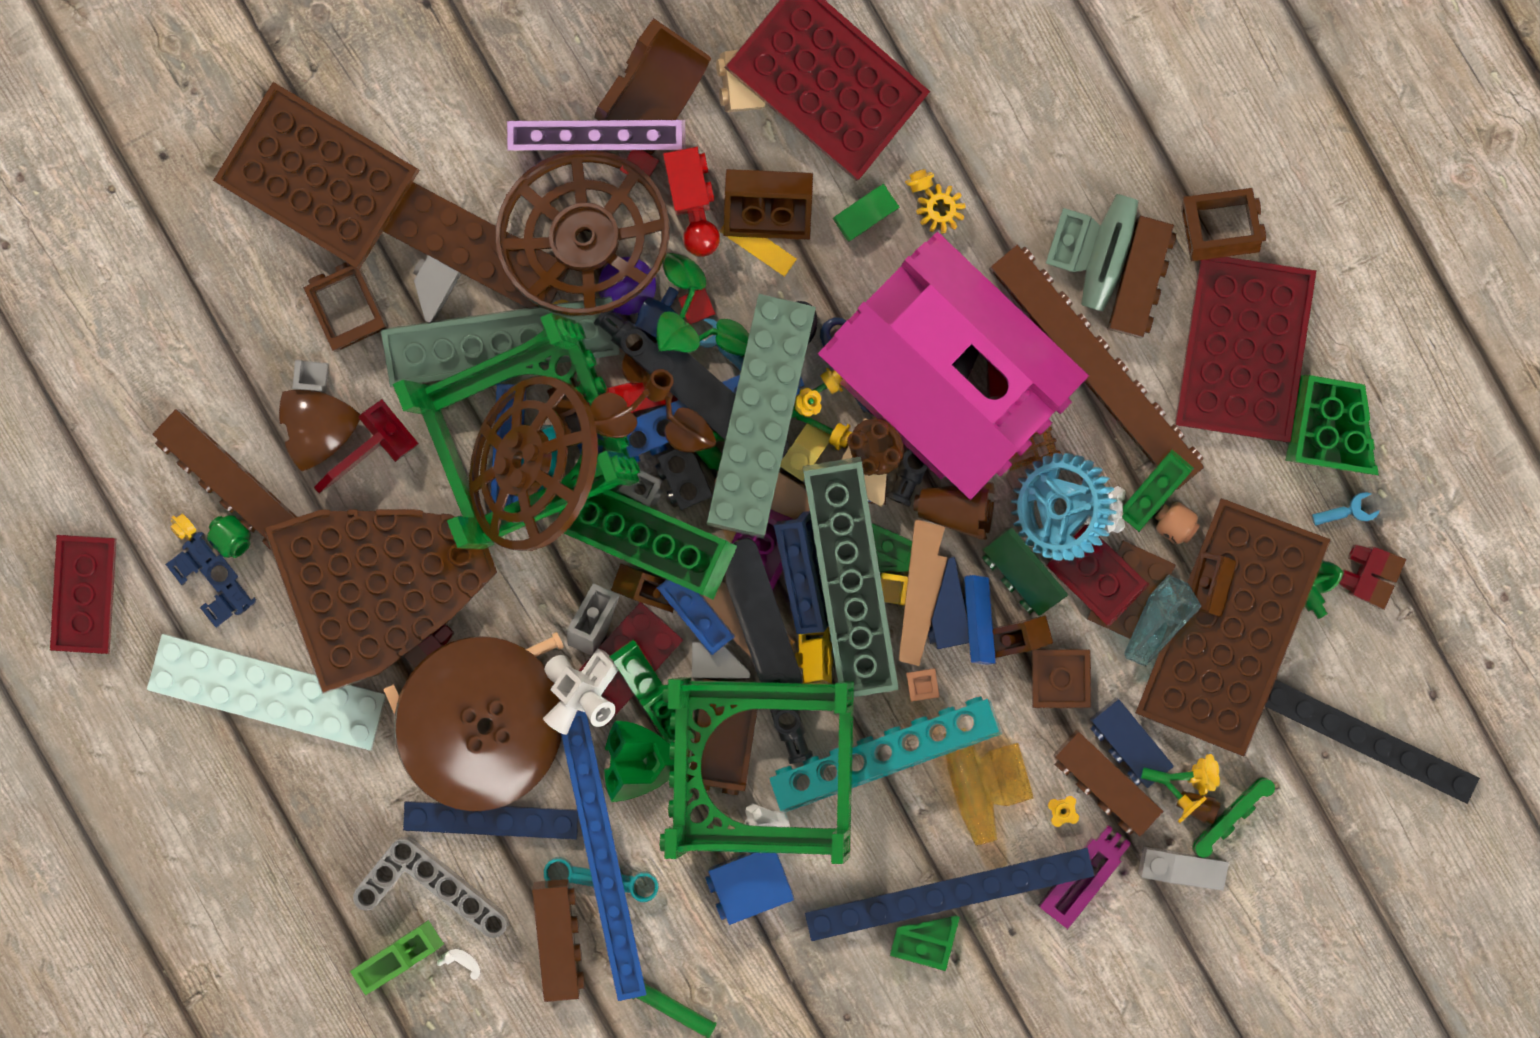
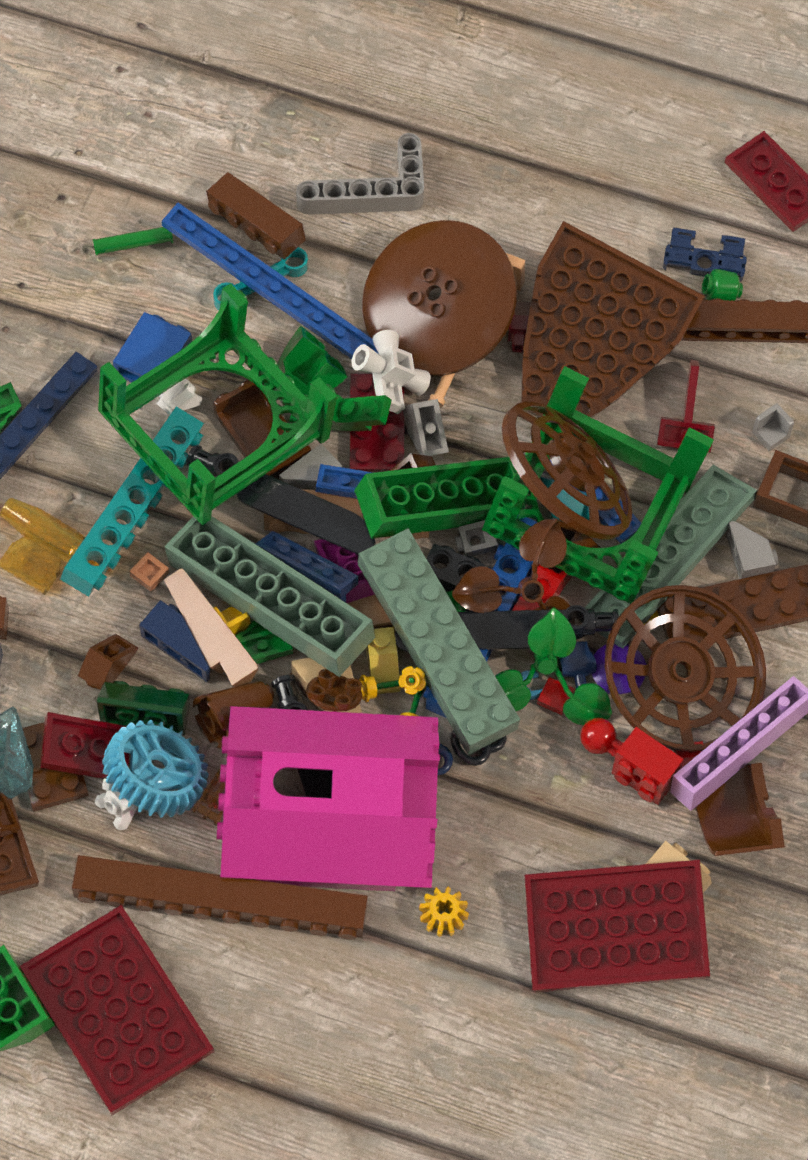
camera: 135 degrees right, 25 degrees down
(182, 527) = (757, 269): yellow plate -> none
(265, 692) = (608, 213): light aqua plate -> none
(315, 425) = (737, 395): reddish brown brick -> none
(397, 957) = (352, 131): bright green slope -> none
(463, 958) = (307, 165): white piece -> none
(499, 821) = (357, 267): dark blue plate -> none
(766, 252) = (553, 777): yellow sticker -> none
(768, 204) = (574, 806): reddish brown slope -> none
(815, 658) = (245, 524): yellow piece -> none
(866, 212) = (496, 863): green slope -> none
(920, 180) = (478, 919): yellow plate -> none
(979, 620) = (147, 647): blue tile -> none
(1061, 678) = (48, 660): reddish brown plate -> none
(1097, 248) = (297, 983): sand green plate -> none
(1141, 277) = (245, 991): reddish brown brick -> none
(1156, 490) = (94, 841): green tile -> none
(1177, 523) = (57, 837): nougat head -> none
(1225, 247) = (238, 1059): reddish brown window -> none

